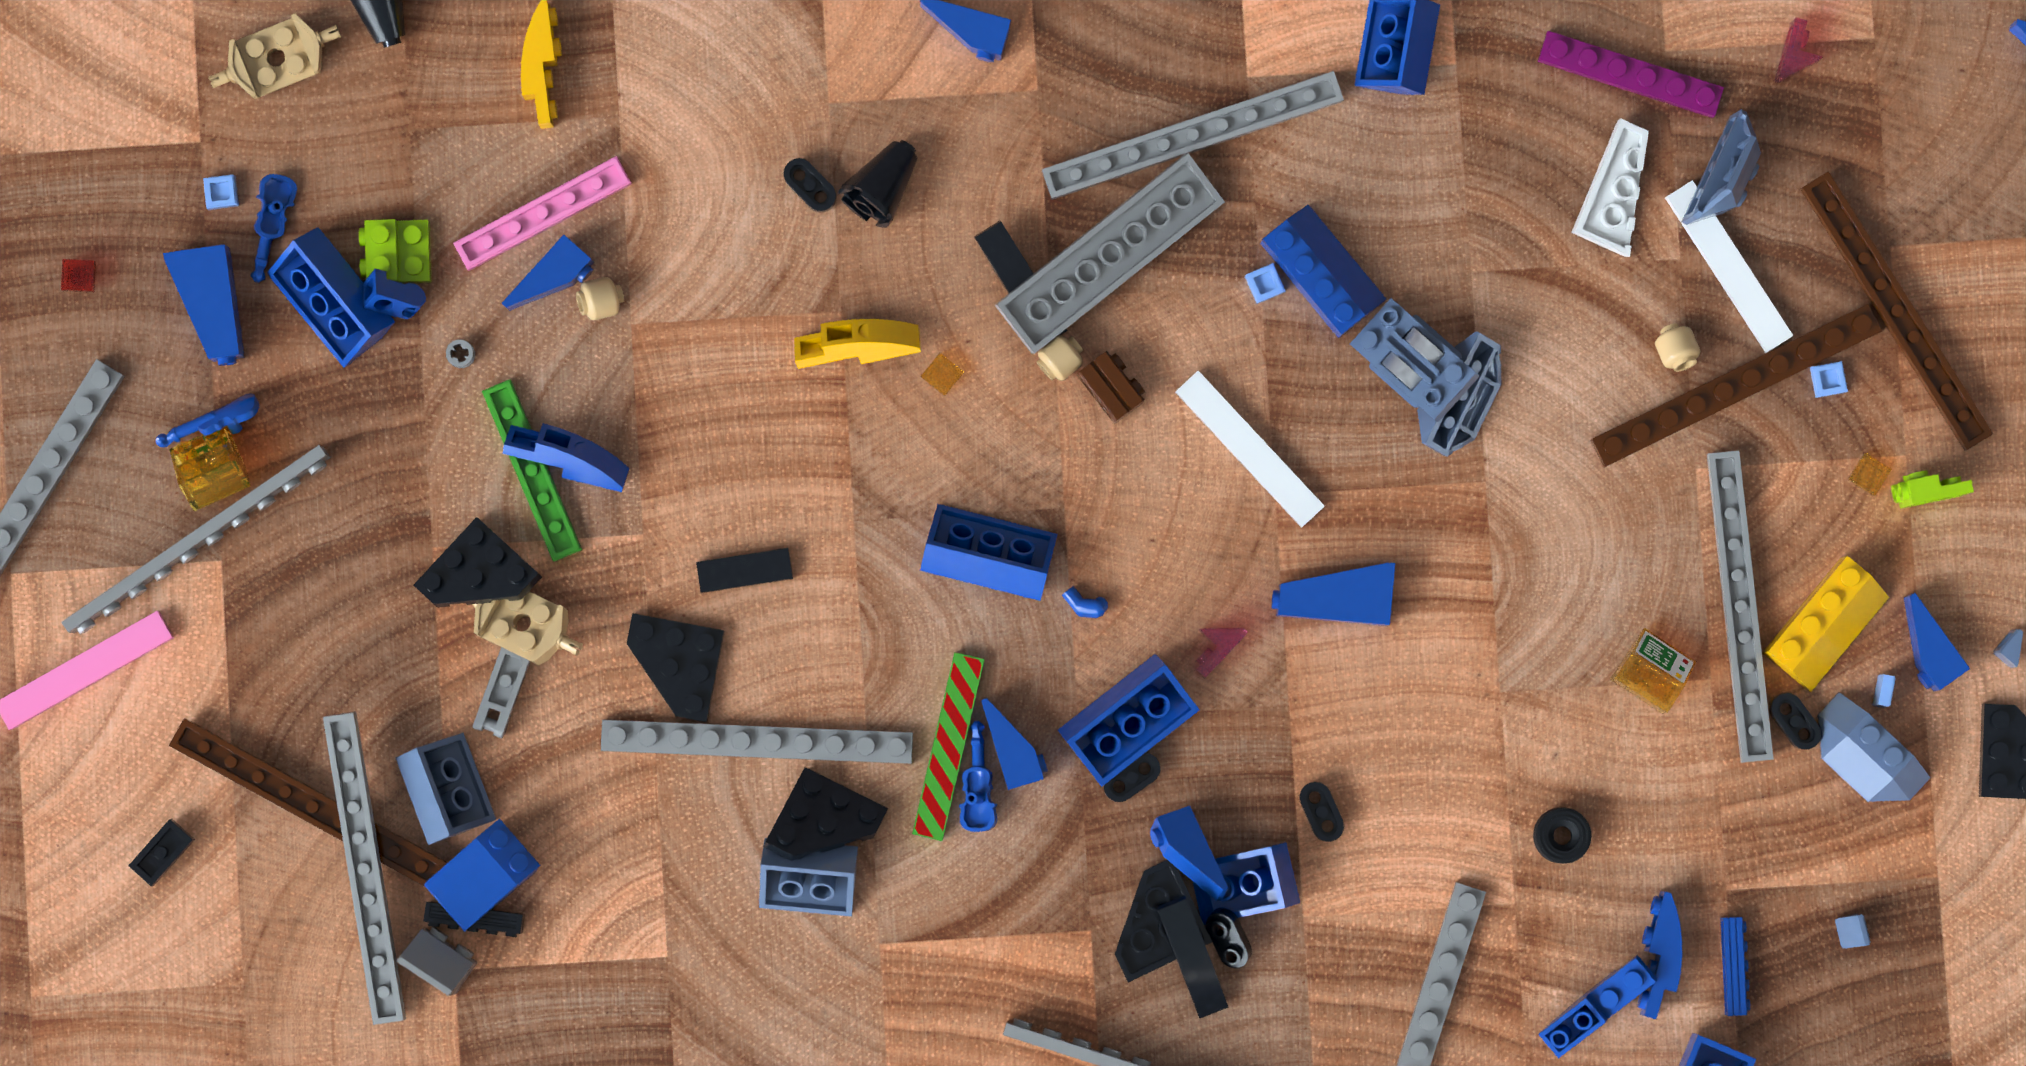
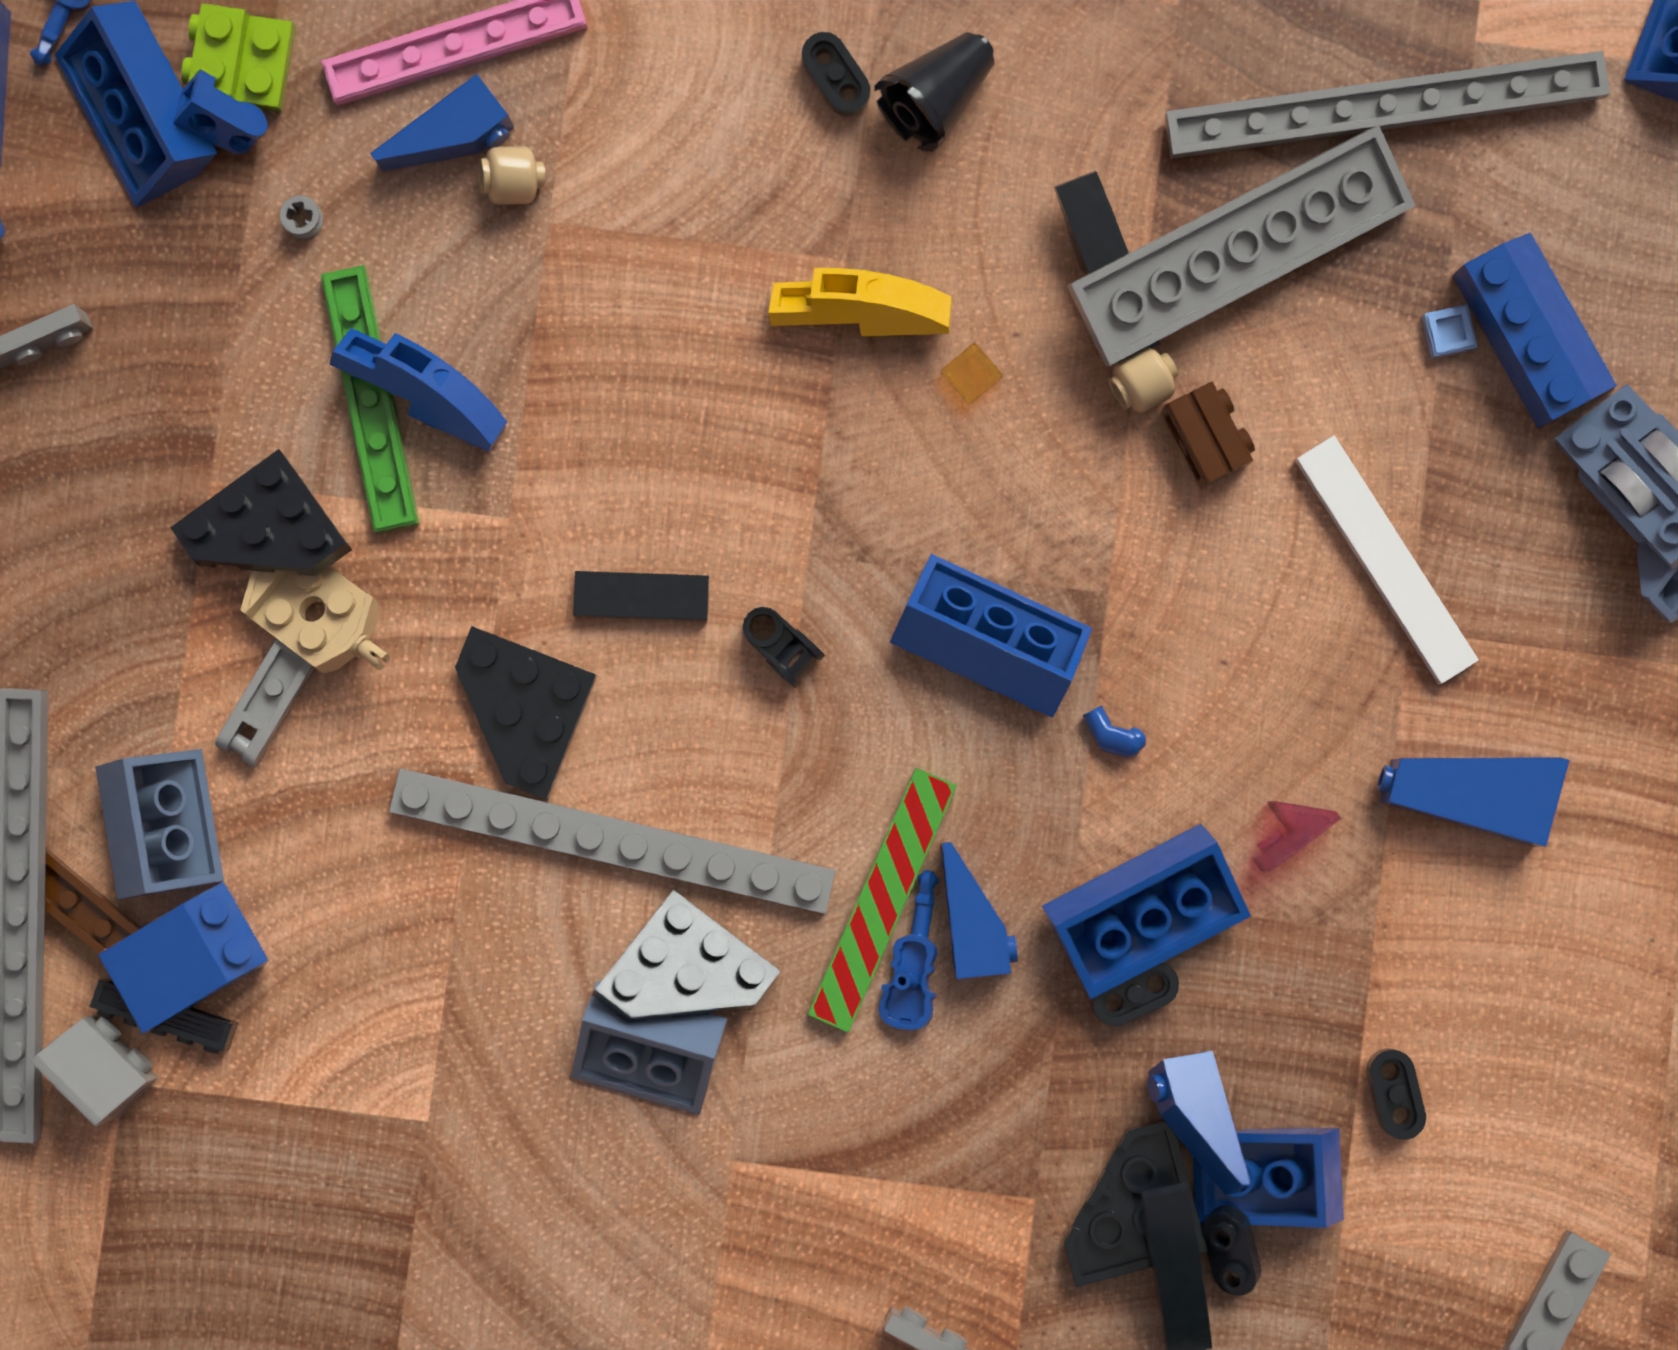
camera: 10 degrees right, 0 degrees up
(848, 587) = (783, 646): none -> black piece

